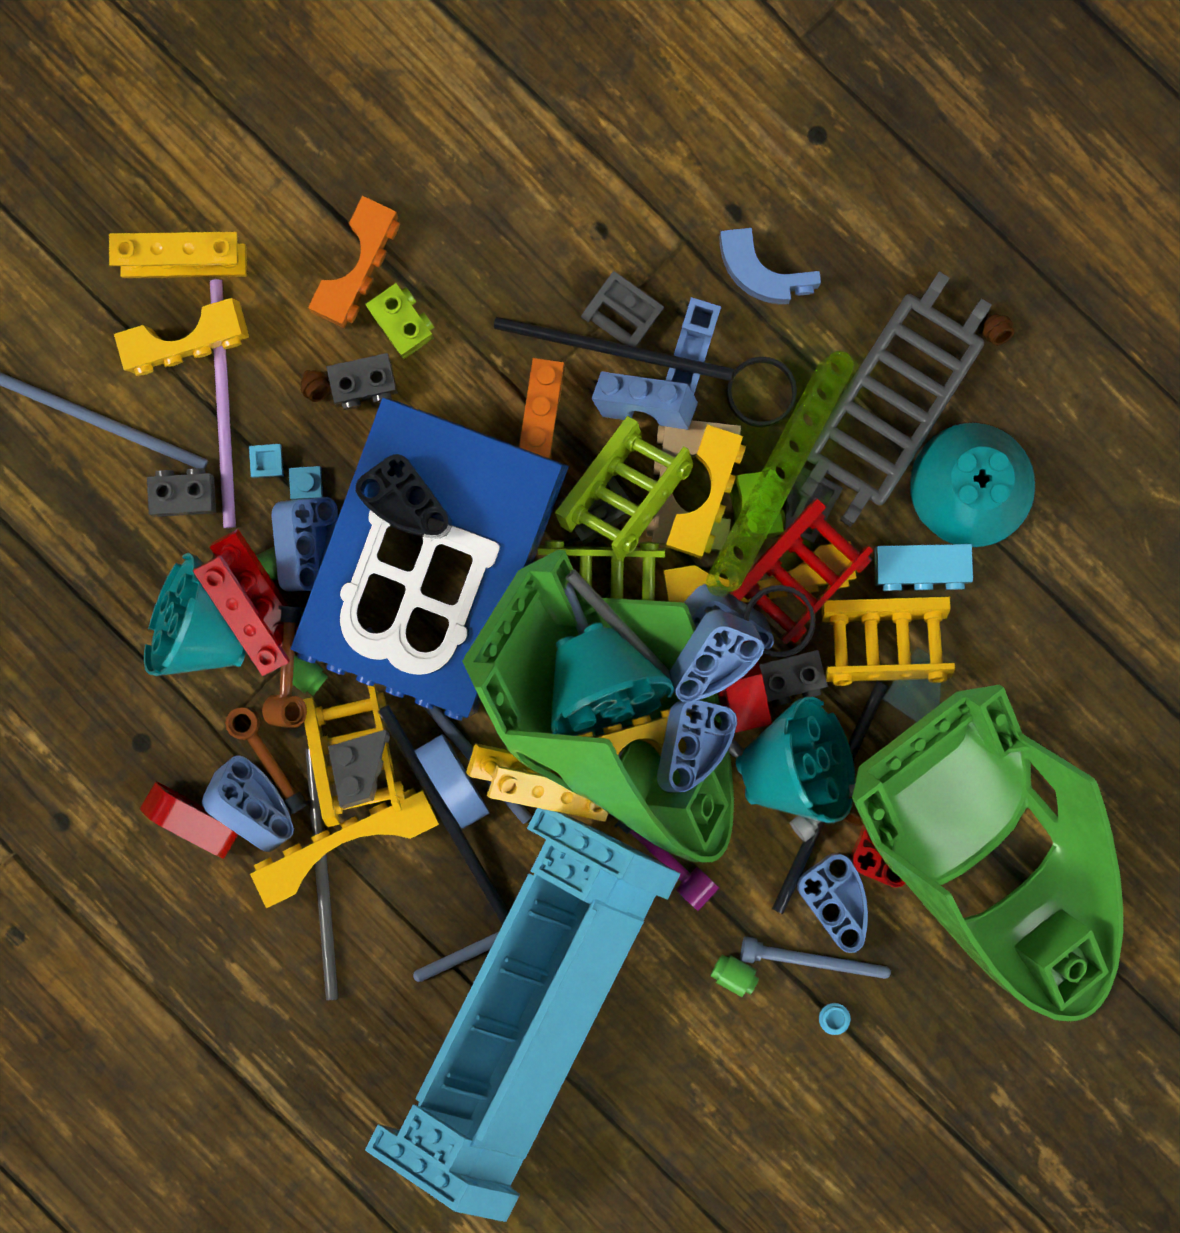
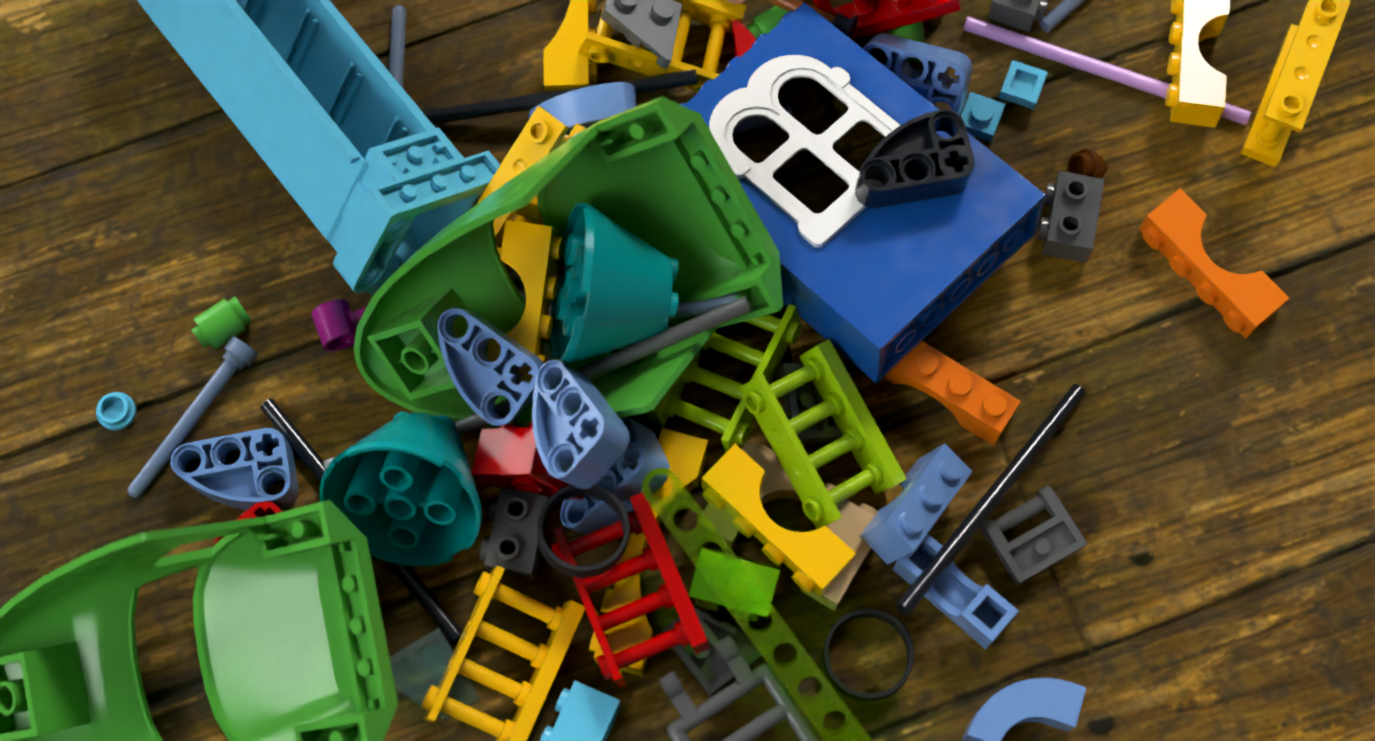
camera: 115 degrees right, 15 degrees down
(331, 687) = (741, 38): none -> red slope
(400, 320) = (1124, 284): lime brick -> none

